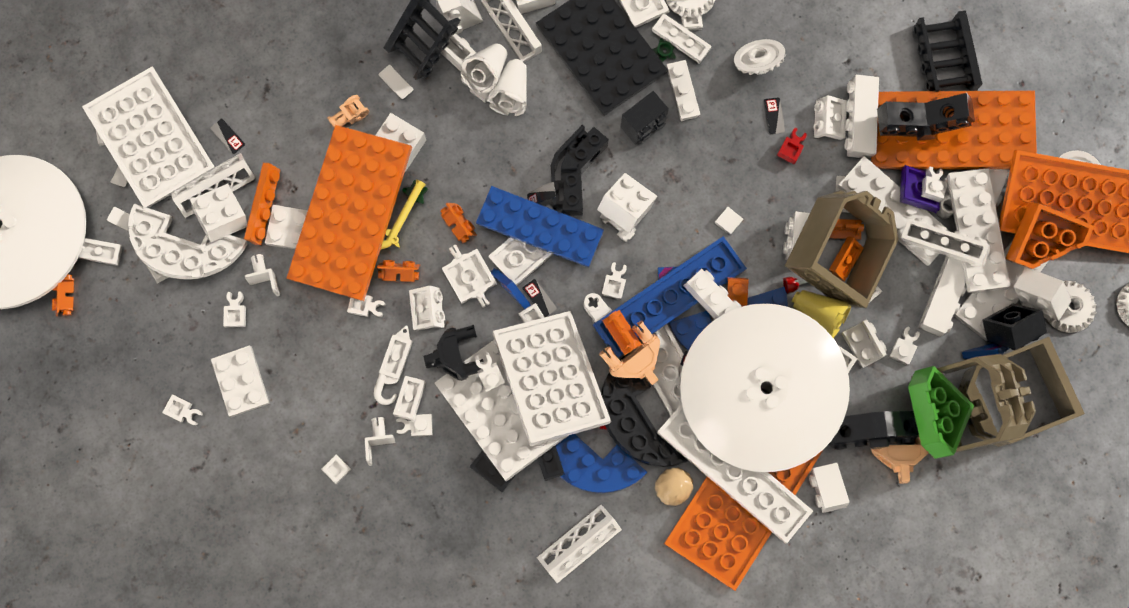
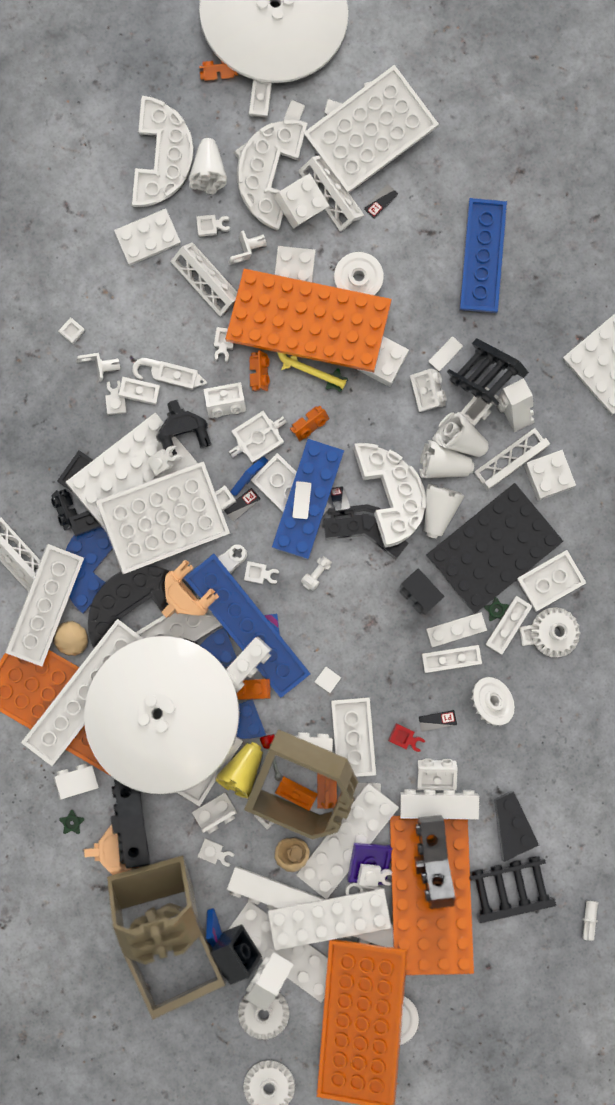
camera: 85 degrees right, 5 degrees up
(148, 348) = (172, 153): none -> white plate
(172, 309) = (208, 170): none -> white cone
(180, 409) = (117, 186): white plate -> none
(262, 204) = (314, 239): orange plate -> none
(289, 315) = (207, 275): none -> white fence
(296, 36) = (483, 255): none -> blue plate
(297, 152) = (361, 264): none -> white gear
(349, 112) = (410, 312): light nougat connector -> none
(433, 100) = (428, 390): none -> white bracket
(525, 490) = (61, 503): none -> black hinge
(537, 130) = (402, 489): none -> white plate
(542, 230) = (301, 500): none -> white sticker
(559, 95) = (440, 509): none -> white cone
(621, 332) = (206, 579): orange hinge -> none
(627, 202) = (335, 579): white brick -> none
(638, 510) = (44, 605): none -> white plate
(713, 96) = (451, 659): none -> white plate
(784, 196) = (354, 734): none -> white plate
(868, 490) = (66, 822): none -> dark green plate
(888, 46) = (513, 827): none -> black wedge
(909, 265) = (292, 854): none -> tan hair
(938, 411) = (145, 878): bright green brick -> none
(945, 242) = (310, 884): white brick -> none
(1046, 236) = (323, 983): orange brick -> none

